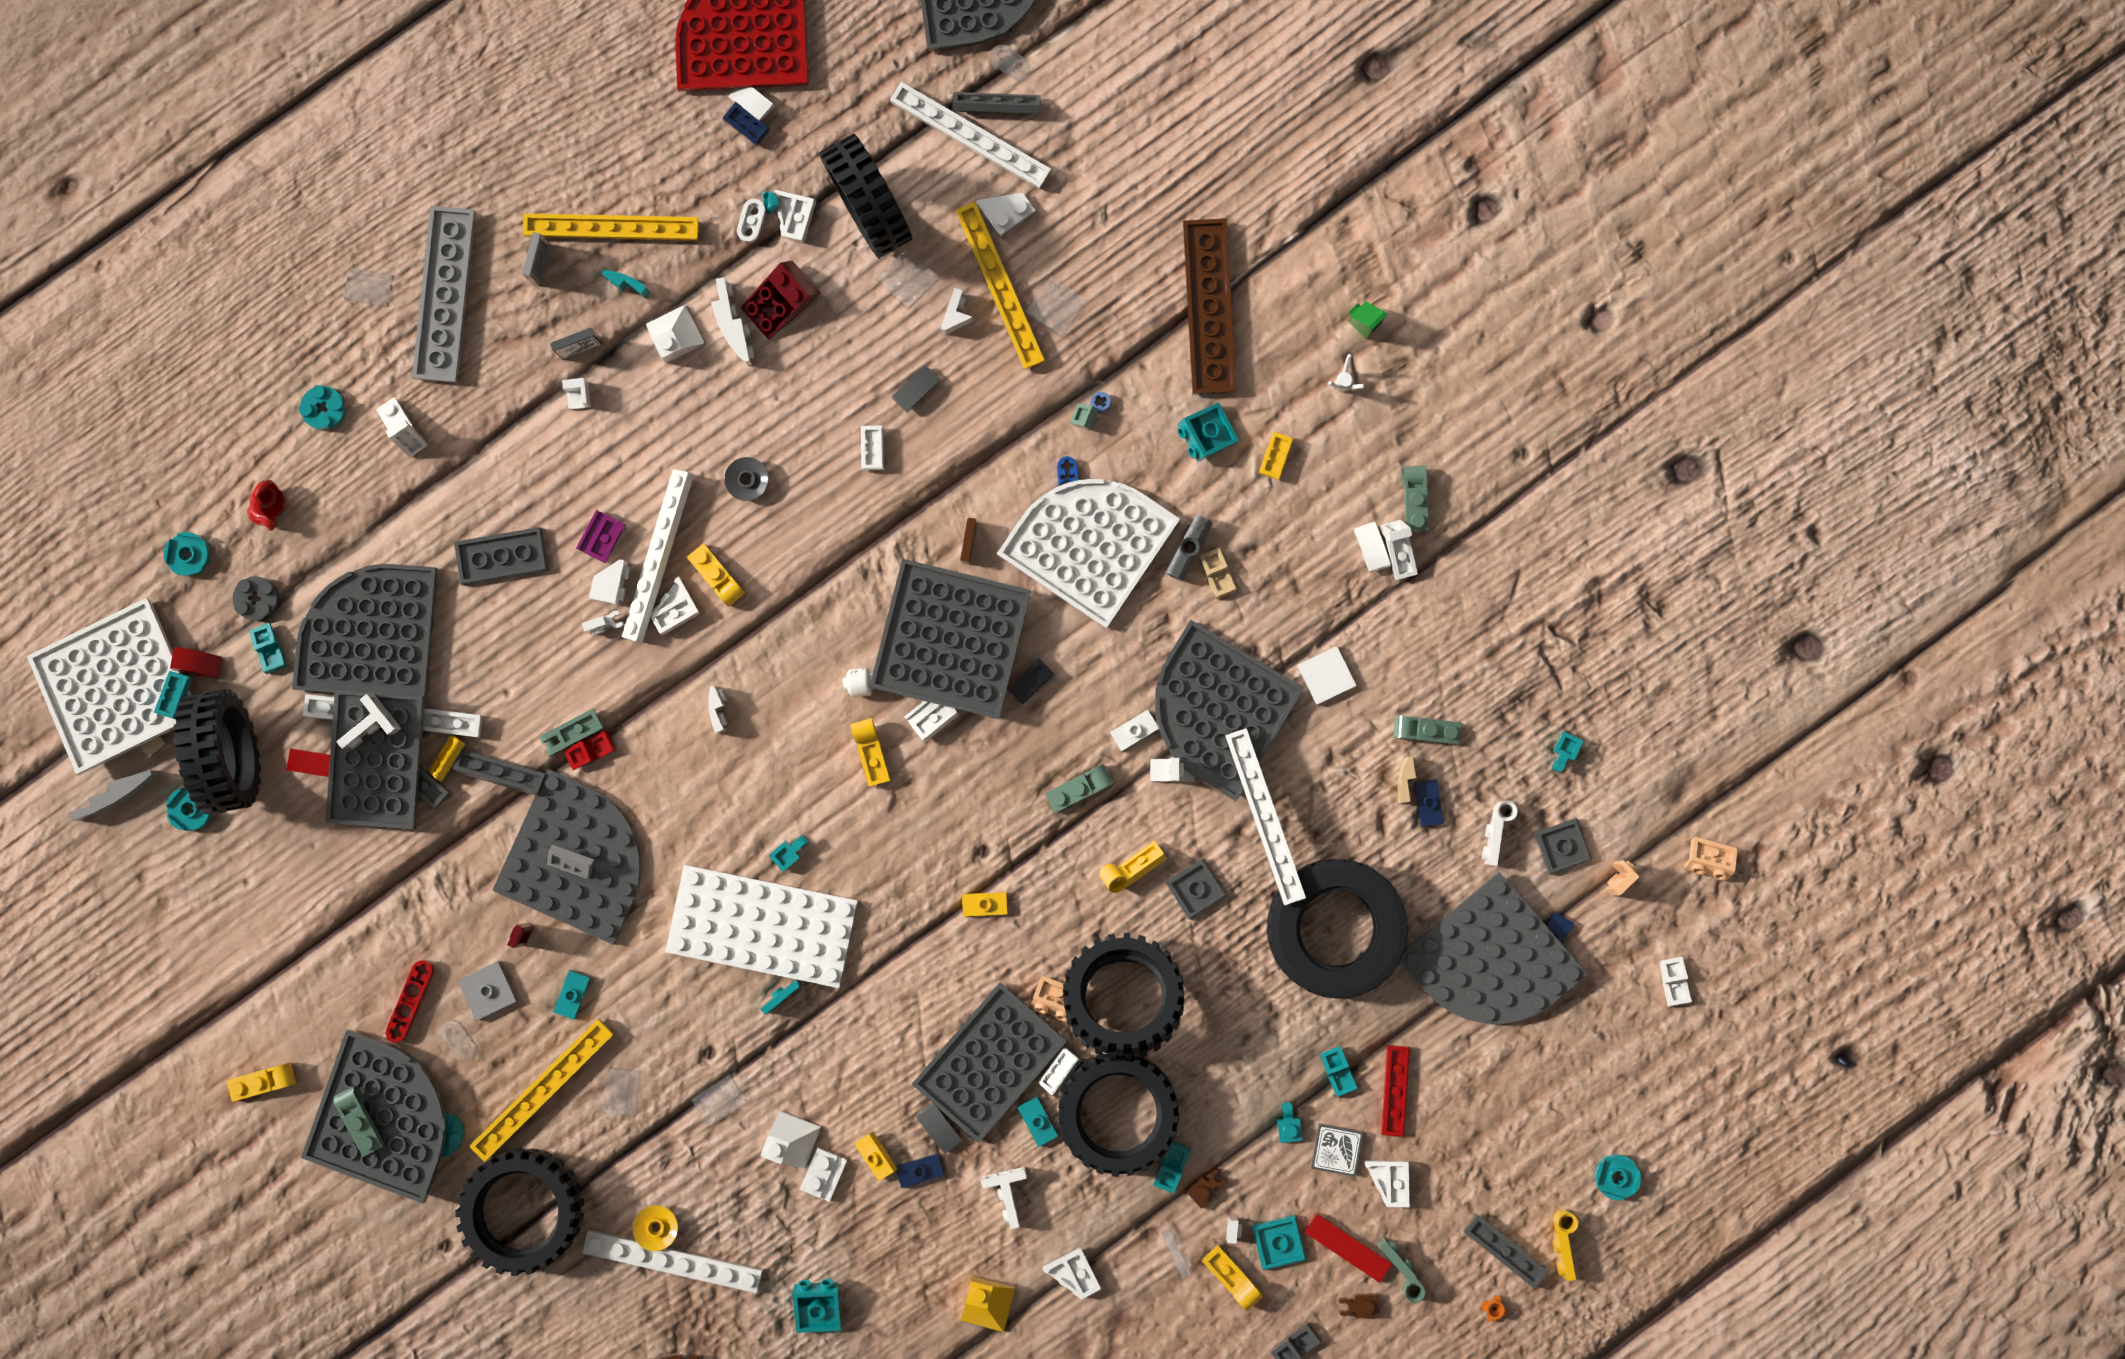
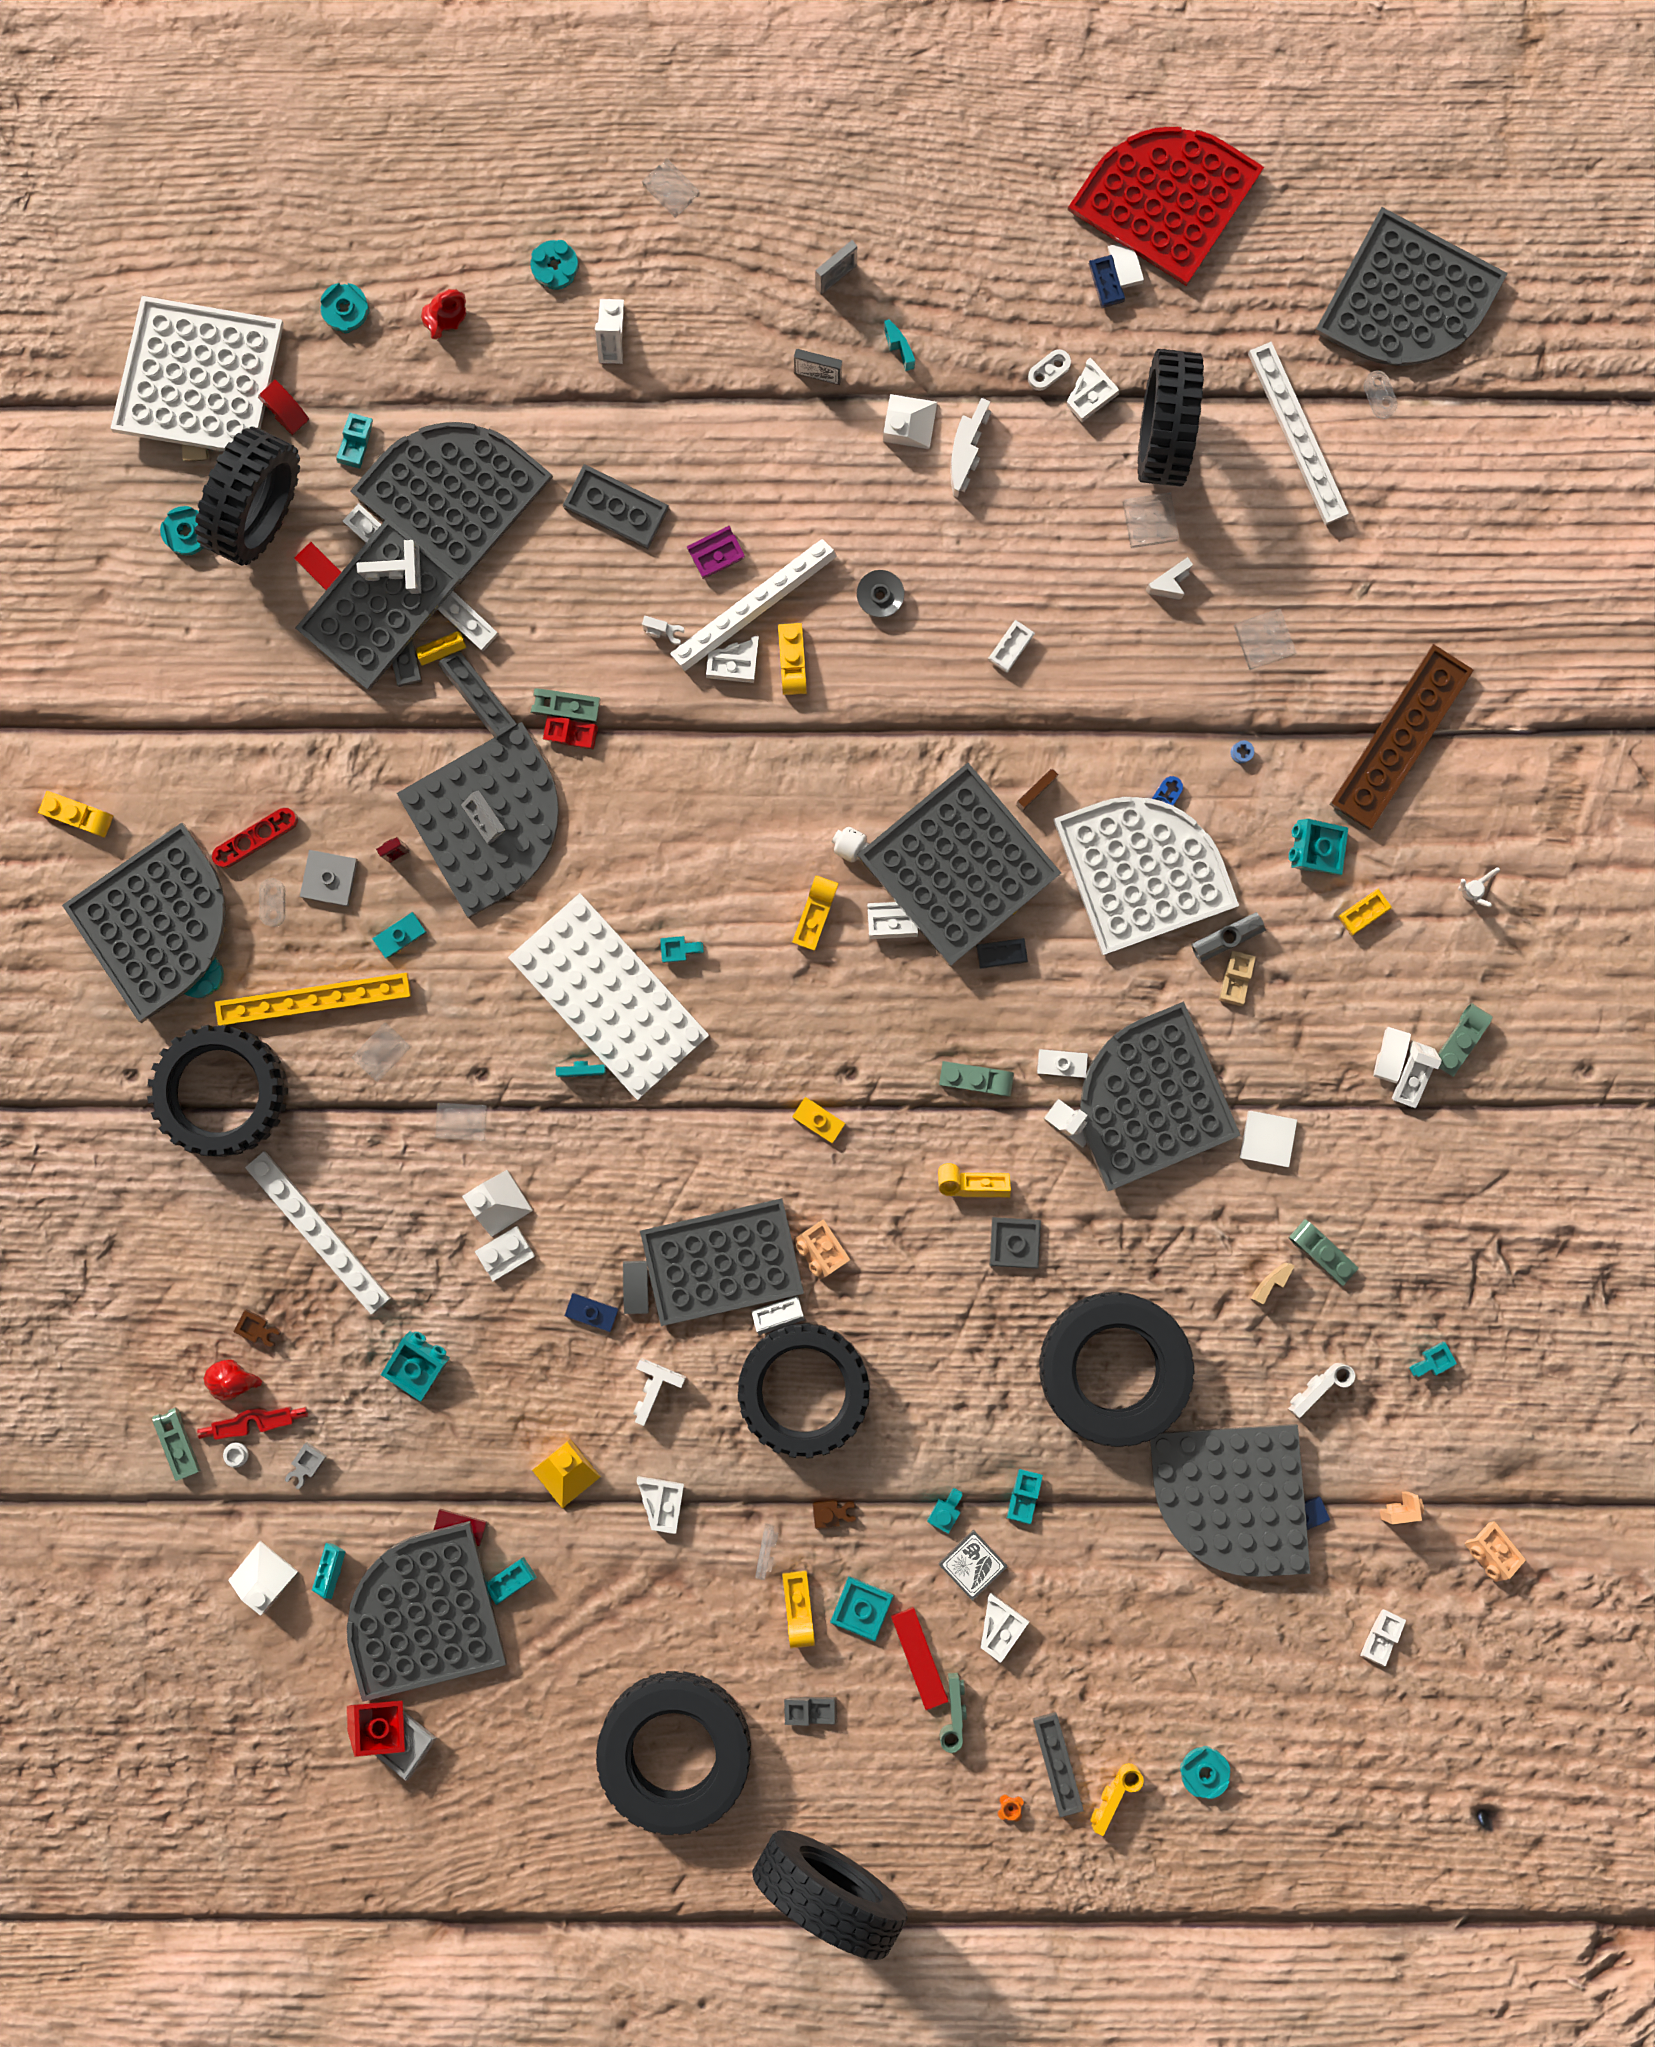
camera: 30 degrees right, 0 degrees up
(119, 792) = (136, 472): light grey slope -> none
(174, 689) = (248, 415): teal plate -> none
(246, 589) = (375, 402): dark grey plate -> none
(357, 1120) = (134, 908): sand green plate -> none
(444, 294) = (732, 241): light grey plate -> none
(577, 393) = (786, 411): white panel -> none
(609, 583) = (692, 598): white slope -> none
(611, 226) = (923, 287): yellow plate -> none
(644, 1232) = (314, 1184): yellow dish -> none
(716, 702) = (710, 771): white slope -> none
(770, 201) = (1078, 365): teal tile -> none
(780, 298) = (1025, 456): dark red slope -> none
(875, 1156) = (562, 1271): yellow plate -> none
(916, 388) = (1087, 622): dark grey slope -> none
(995, 102) = (1348, 425): dark grey plate -> none
(999, 286) = (1227, 585): yellow plate -> none
(1005, 211) = (1280, 523): white wing -> none
(1037, 1121) = (726, 1345): teal plate -> none
(1083, 416) = (1219, 753): sand green plate -> none
(1125, 950) = (915, 1252): black tyre -> none
(1172, 1167) = (815, 1472): teal slope -> none
(1234, 1230) = (829, 1568): white plate -> none
(1265, 817) = (1125, 1223): white plate -> none
(1364, 1305) = (896, 1719): reddish brown plate -> none
(1366, 318) = (1535, 848): green slope -> none
(1395, 1090) = (1062, 1550): red tile -> none
(1428, 803) = (1277, 1318): dark blue plate -> none
(1562, 846) = (1369, 1443): dark grey tile -> none

